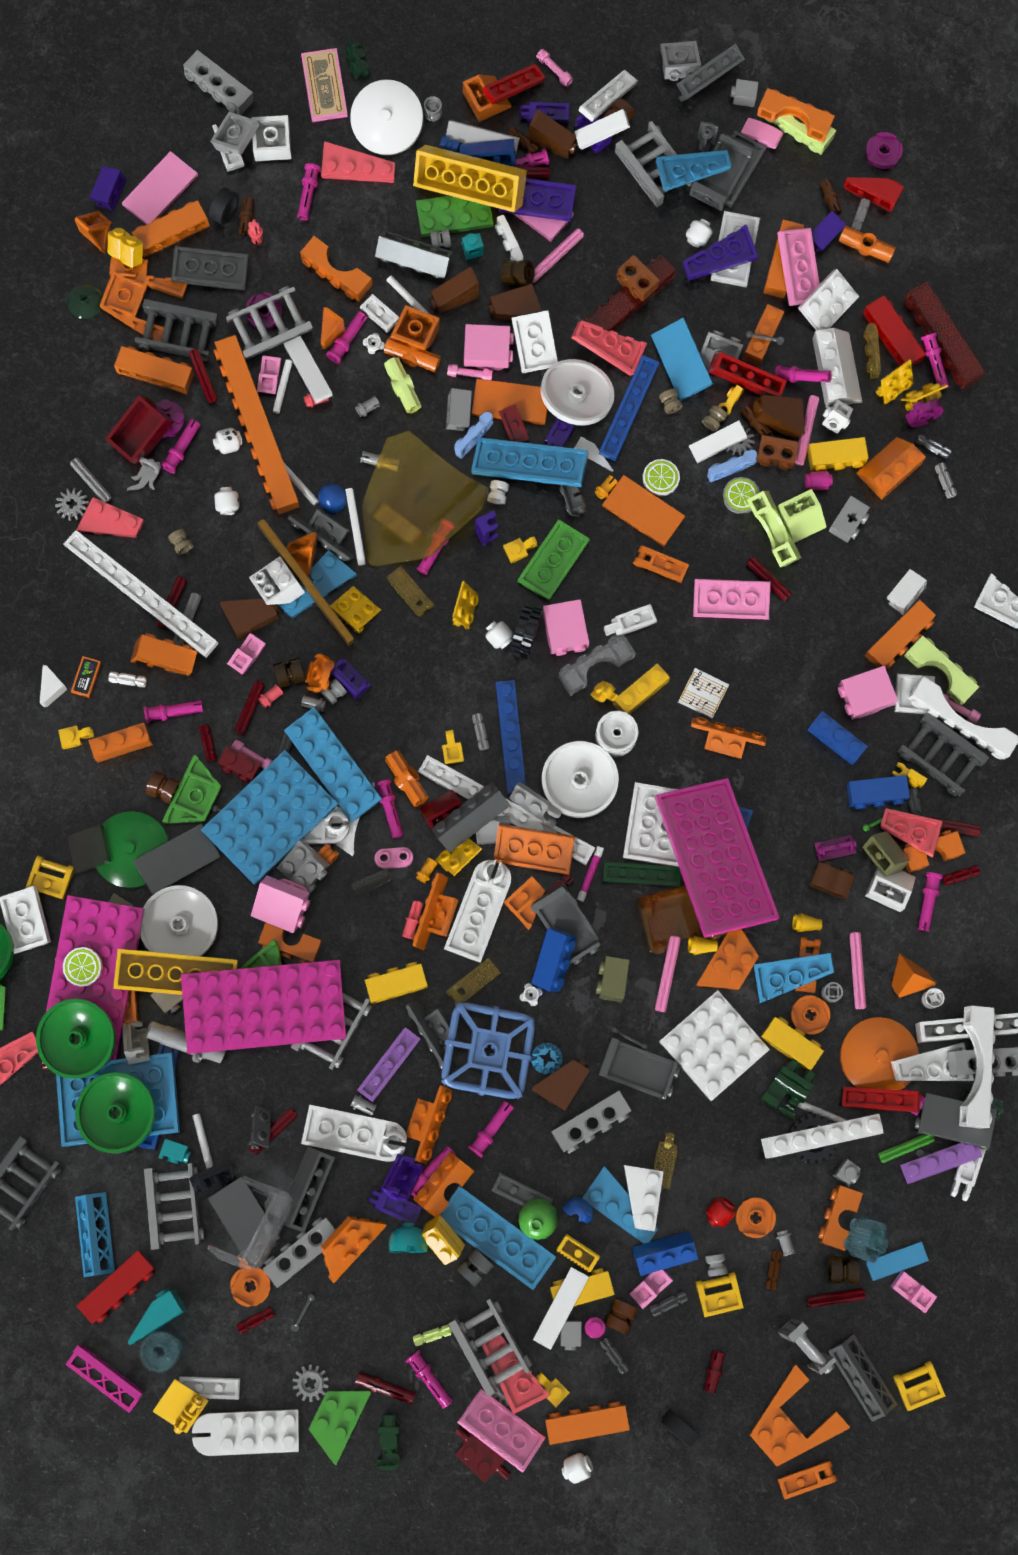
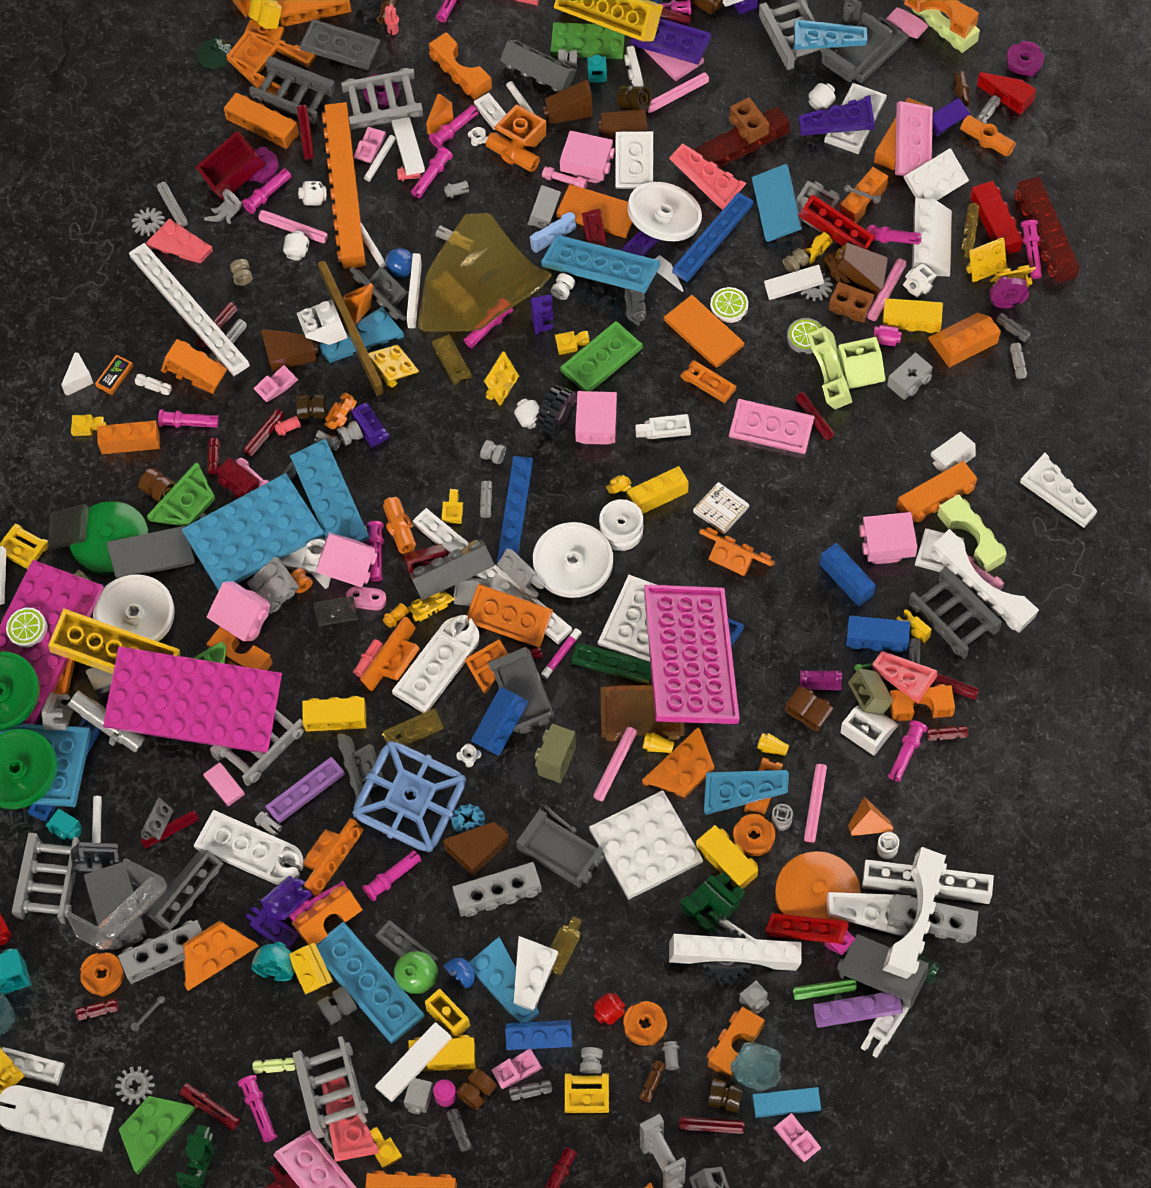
camera: 20 degrees right, 15 degrees down
(218, 480) = (291, 226): none -> bright pink axle
(311, 1075) = (224, 784): none -> bright pink tile
(340, 386) = (436, 166): none -> dark pink pin
(368, 829) = (346, 559): none -> bright pink brick
(402, 385) = (495, 176): yellowish green piece -> none
(475, 682) = (493, 452): none -> light grey wheel
(603, 490) = (668, 304): light orange pin -> none
(616, 651) = (640, 451): clear arch -> none
(670, 401) = (756, 238): dark tan wheel -> none
(732, 466) = (803, 306): light blue hinge -> none

